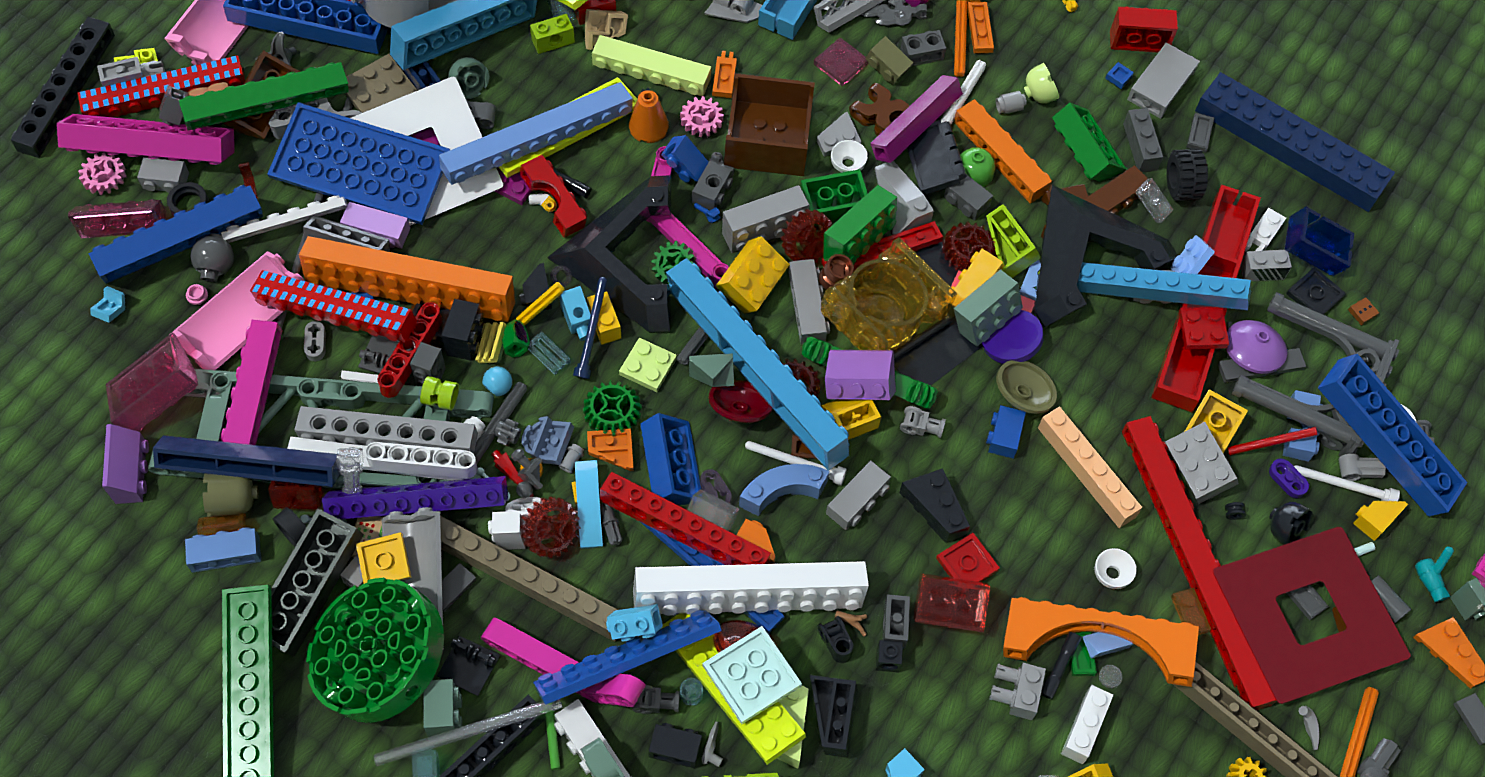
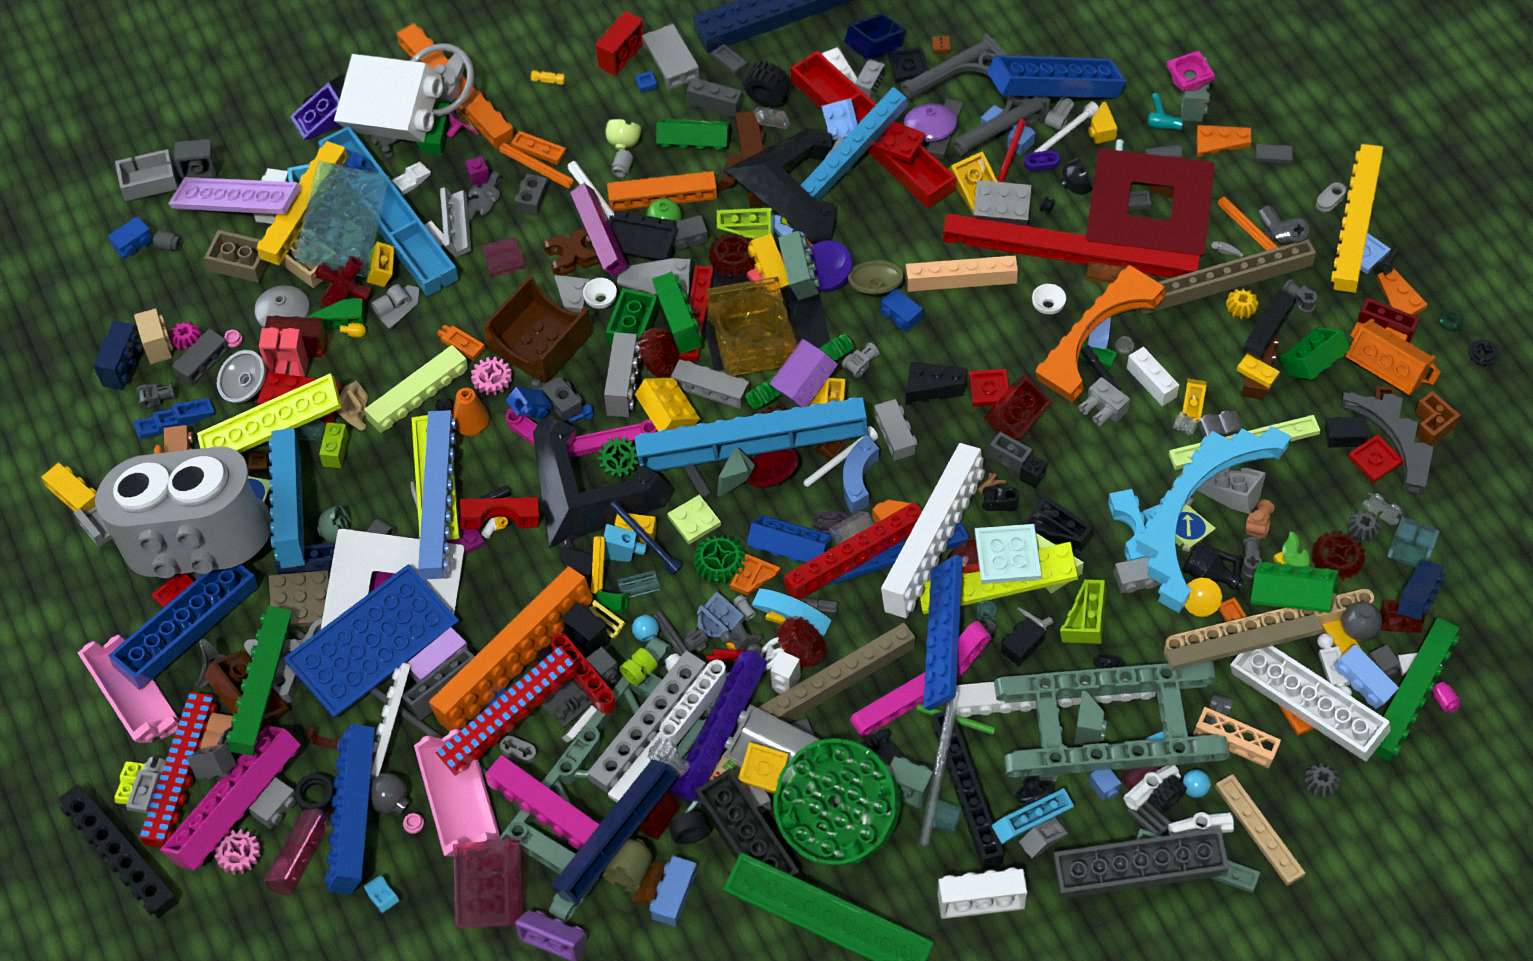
camera: 55 degrees left, 5 degrees down
(634, 622) = (920, 613): medium azure brick -> none
(835, 270) = (704, 348): copper wheel -> none
(888, 60) = (529, 222): olive brick -> none

